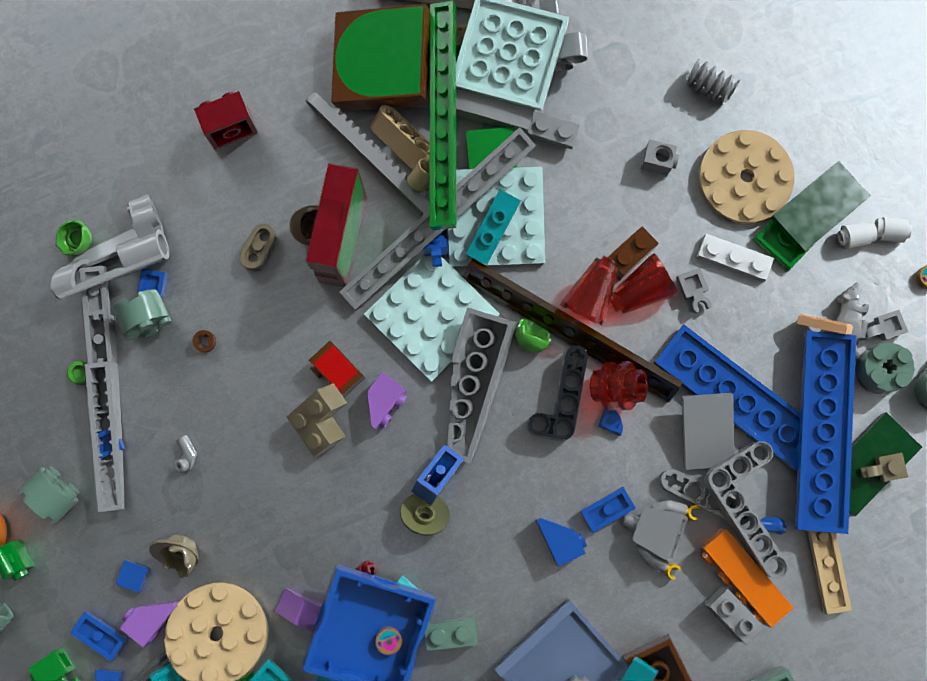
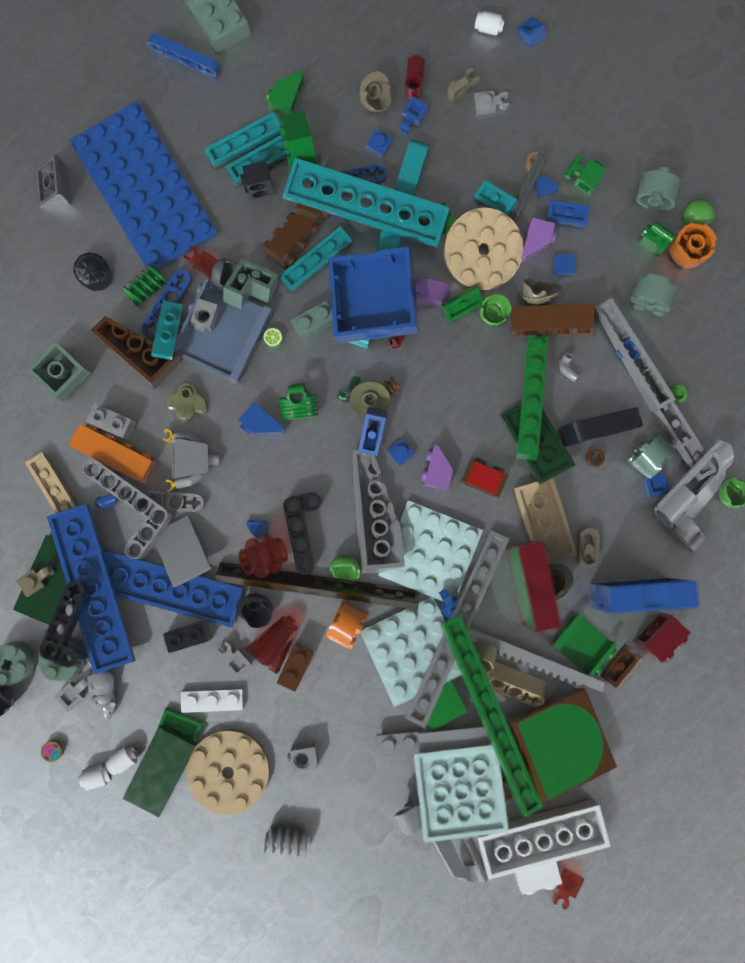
camera: 155 degrees right, 5 degrees up
(176, 514) = (553, 320): none -> reddish brown wedge
(181, 370) = (601, 426): none -> black beam
(224, 166) = (644, 595): none -> blue tile
(236, 556) = (495, 309): none -> bright green hair
(240, 435) = (532, 398): none -> green arch
(258, 386) = (552, 456): none -> dark green tile
(270, 580) = (462, 303): none -> green plate
(282, 110) = (622, 667): none -> reddish brown slope
(289, 297) = (546, 519): none -> tan plate
(310, 148) = (584, 645): none -> green panel
(315, 421) = (482, 431): dark tan brick -> none
(388, 640) = (356, 295): tile -> none
(392, 517) = (392, 386): none -> reddish brown bush
(416, 439) = (400, 452): none -> blue plate
(451, 530) = (345, 396): none -> clear green arm
(493, 227) = (411, 640): teal plate -> none
(506, 636) = (272, 337): none -> tile
(511, 537) = (298, 408): none -> green piece
(556, 273) = (346, 624): none -> orange brick
(593, 291) = (312, 621): clear red cone -> none
(607, 509) = (234, 460): blue plate -> none
(639, 598) = (185, 405): none -> olive plate
(650, 332) = (255, 610): none -> black piece
(737, 335) = (187, 636): none -> black brick
(825, 324) = (121, 673): light nougat tile -> none
(866, 402) = (69, 622): none -> black beam

